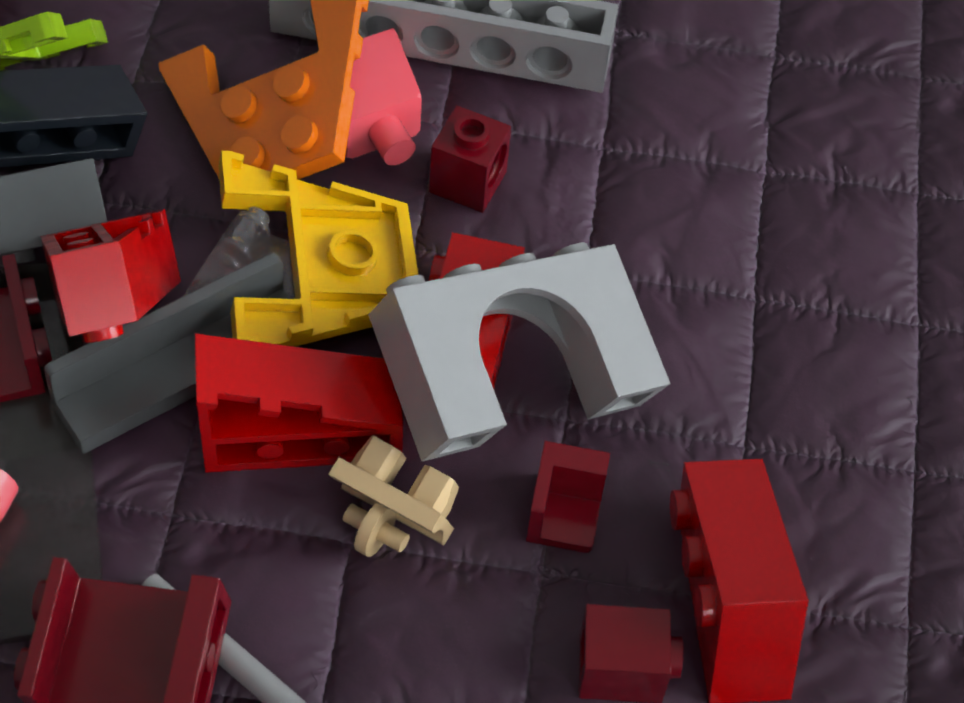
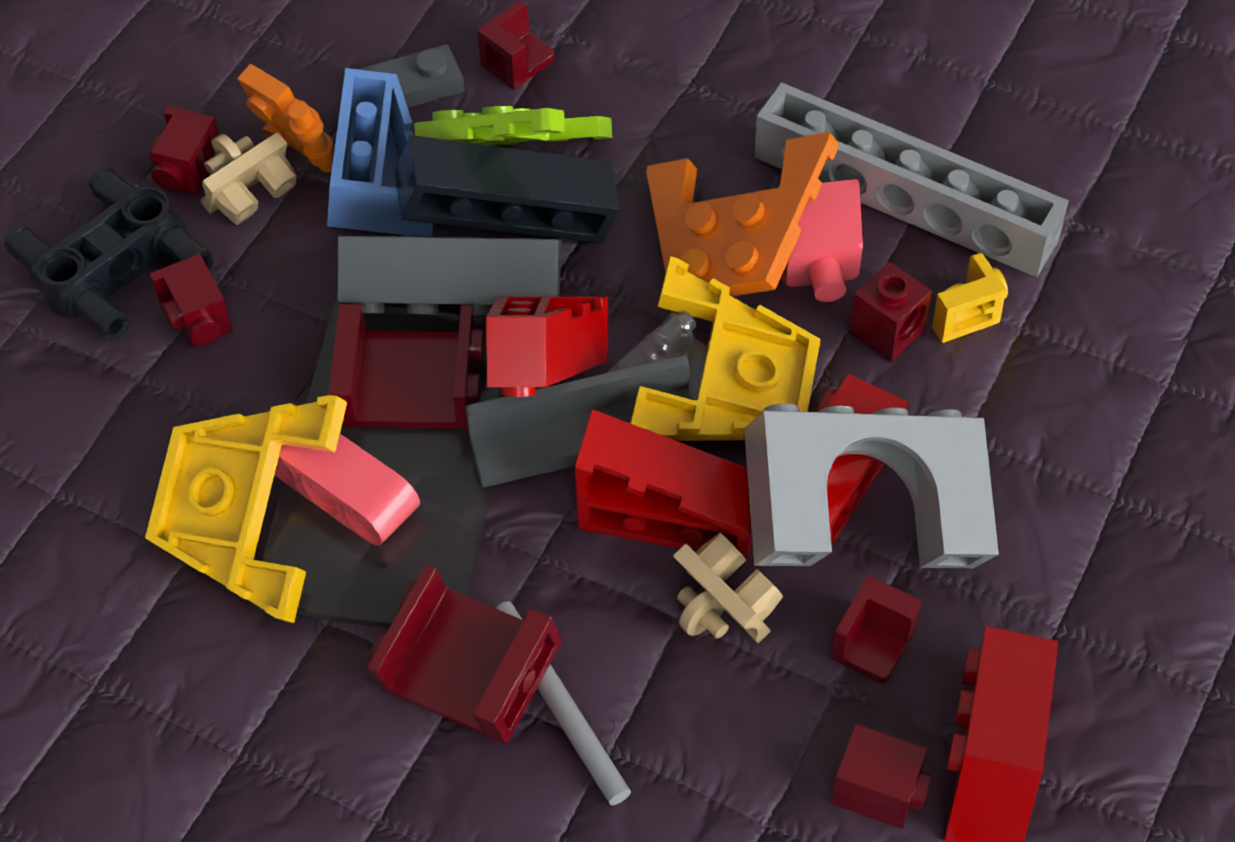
camera: 25 degrees right, 0 degrees up
(549, 131) = (971, 305): none -> yellow bracket

